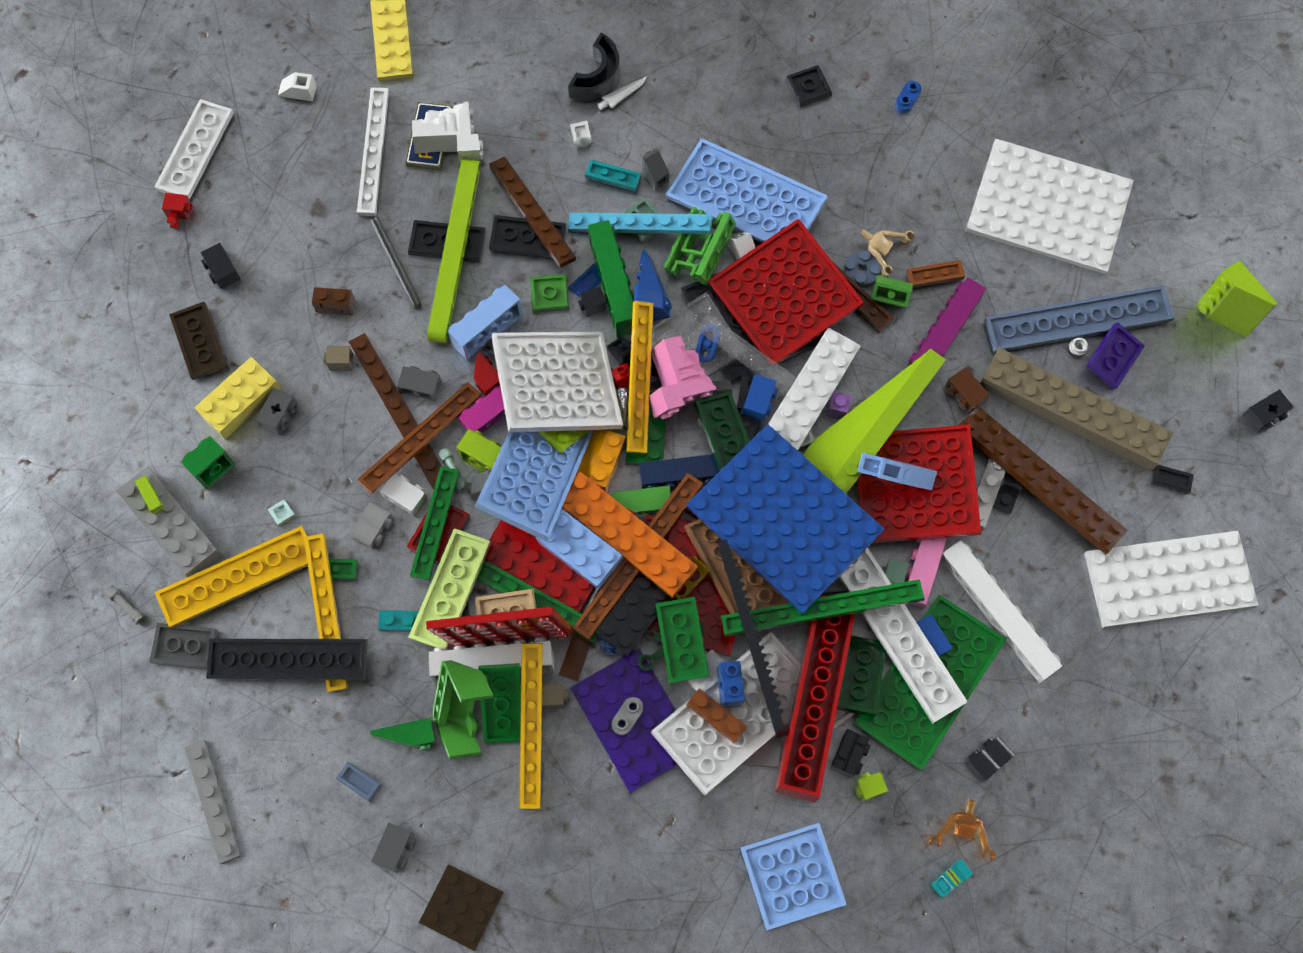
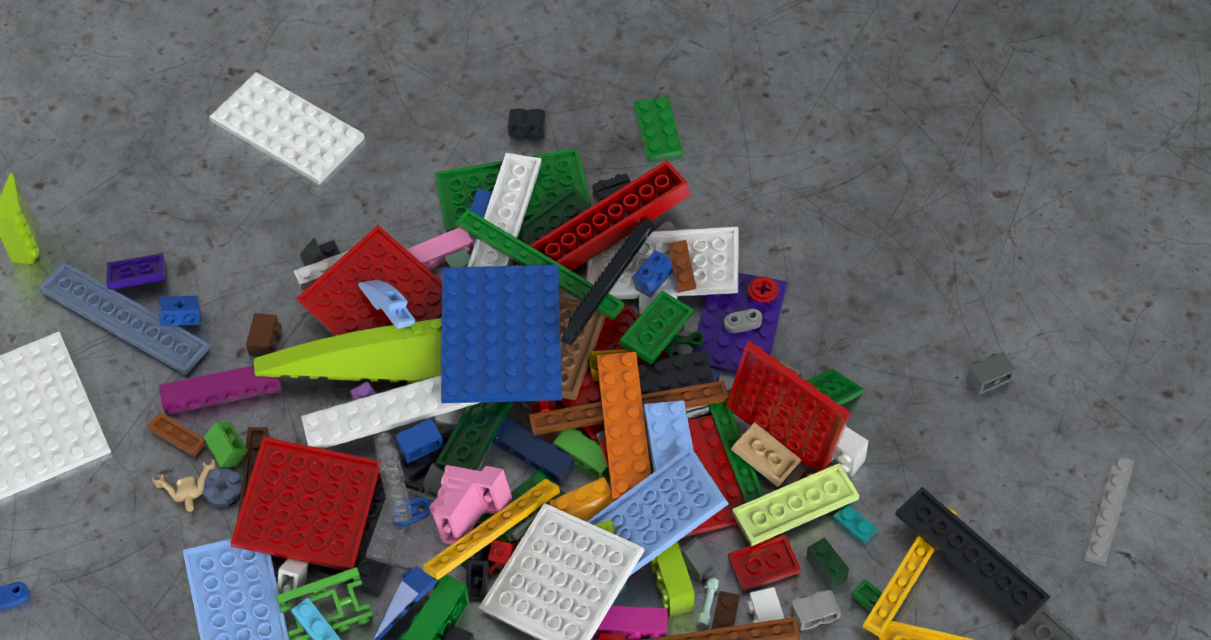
camera: 135 degrees left, 15 degrees down
(358, 781) = (981, 437): sand blue tile -> none
(390, 566) = (827, 563): none -> dark green brick
(414, 734) = (914, 433): green slope -> none
(434, 523) = (762, 562): green plate -> none
(453, 707) = (870, 414): bright green windscreen -> none
(461, 907) = (970, 306): dark brown plate -> none
(531, 726) = (832, 349): yellow plate -> none
(627, 757) = (757, 284): none -> red gear
(793, 876) = (725, 159): light blue plate -> none
(870, 786) = (620, 163): lime brick -> none
(882, 860) = (657, 128): none -> green plate
(951, 878) = (625, 86): teal leg -> none
(965, 826) = (587, 103): clear orange piece -> none
(1000, 611) = (418, 187): white brick -> none
(1044, 481) = (289, 241): reddish brown plate -> none
(1052, 346) = (178, 310): none -> blue brick
(1076, 409) = (209, 265): dark tan brick -> none
(1078, 342) = (149, 297): white plate -> none
(1172, 479) = (205, 177): black tile -> none
(1276, 404) = (90, 161): black brick -> none

